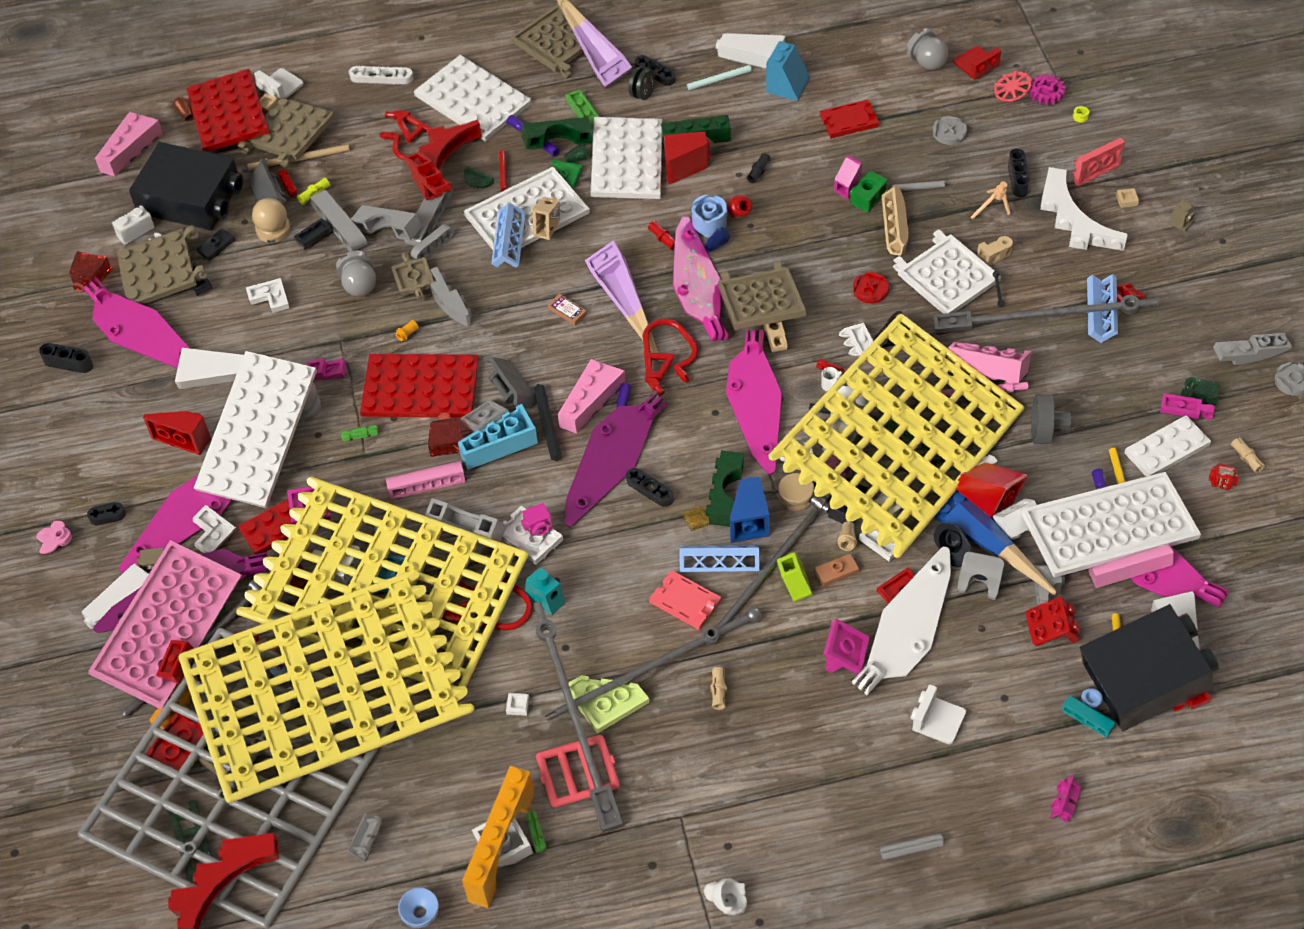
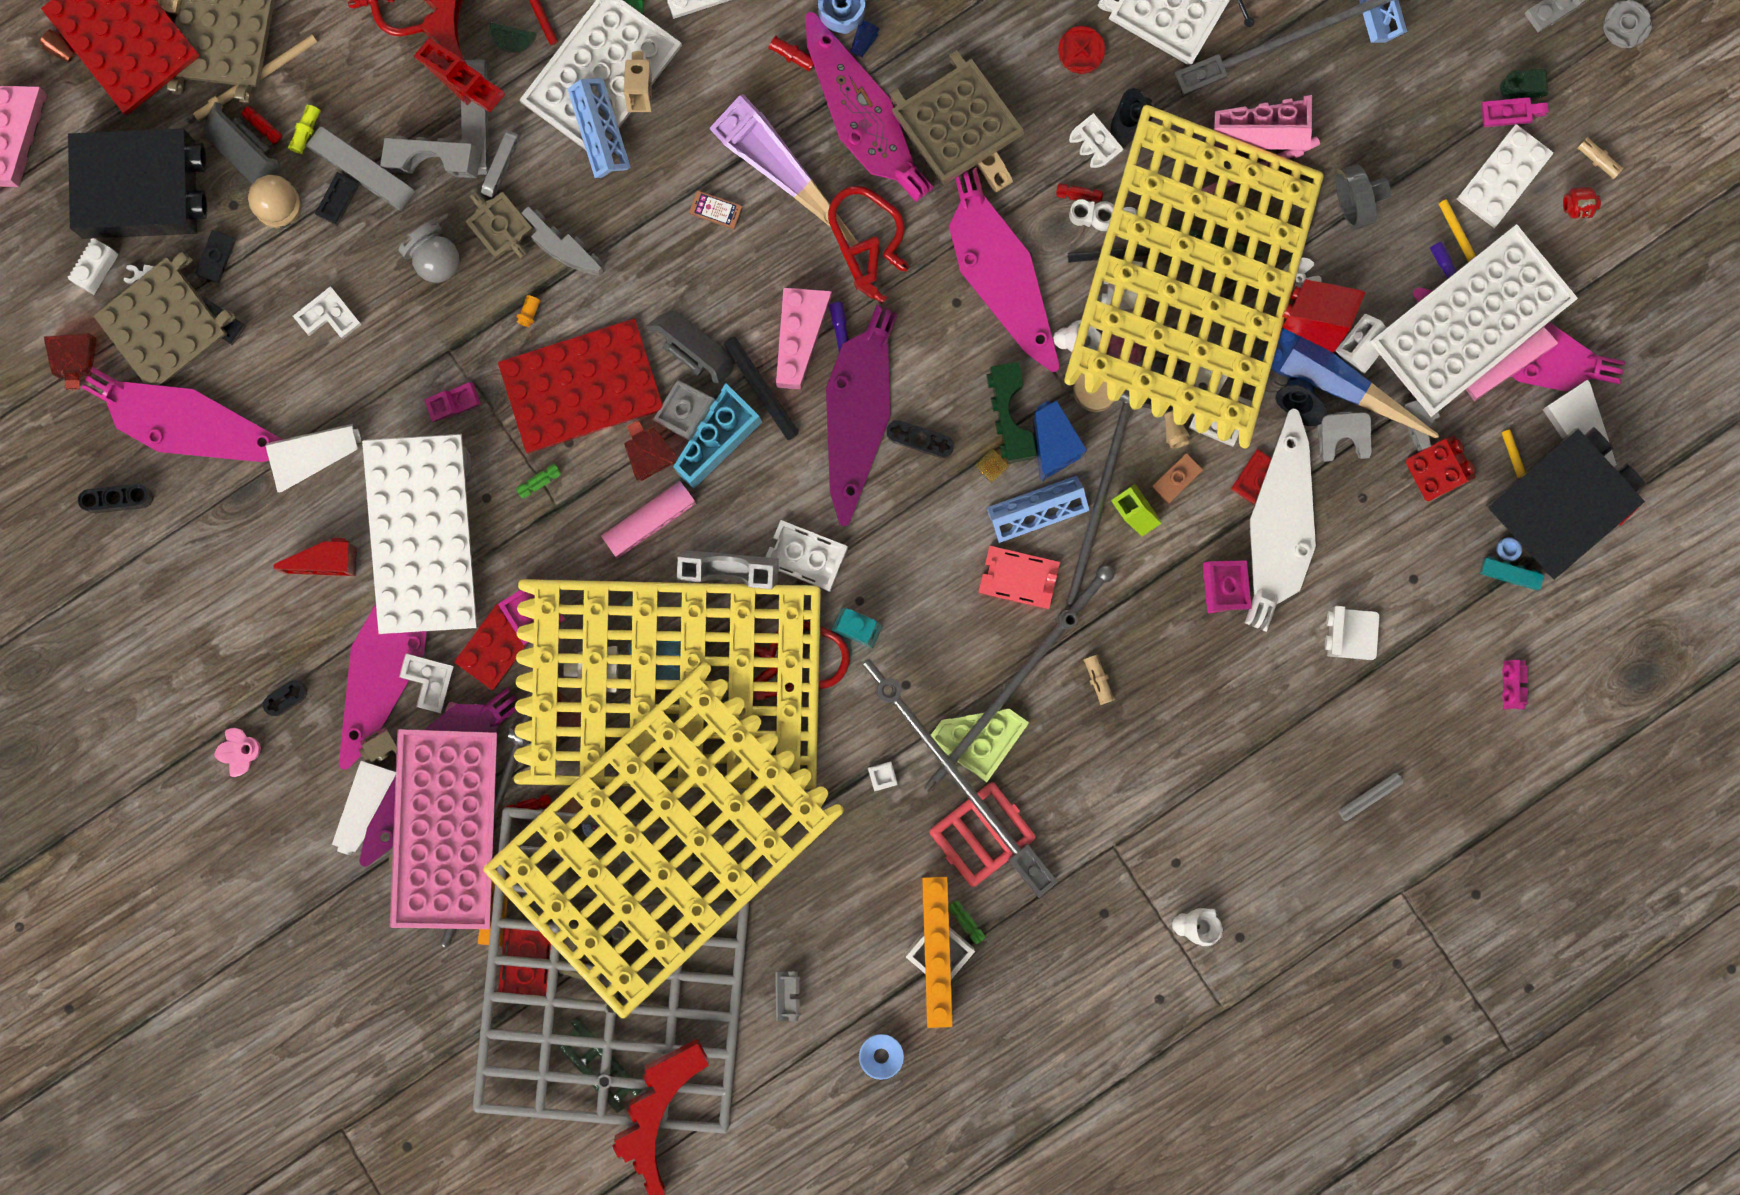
camera: 25 degrees left, 30 degrees up
(170, 667) = (475, 879): red slope -> none
(537, 520) = (812, 541): dark pink brick -> none

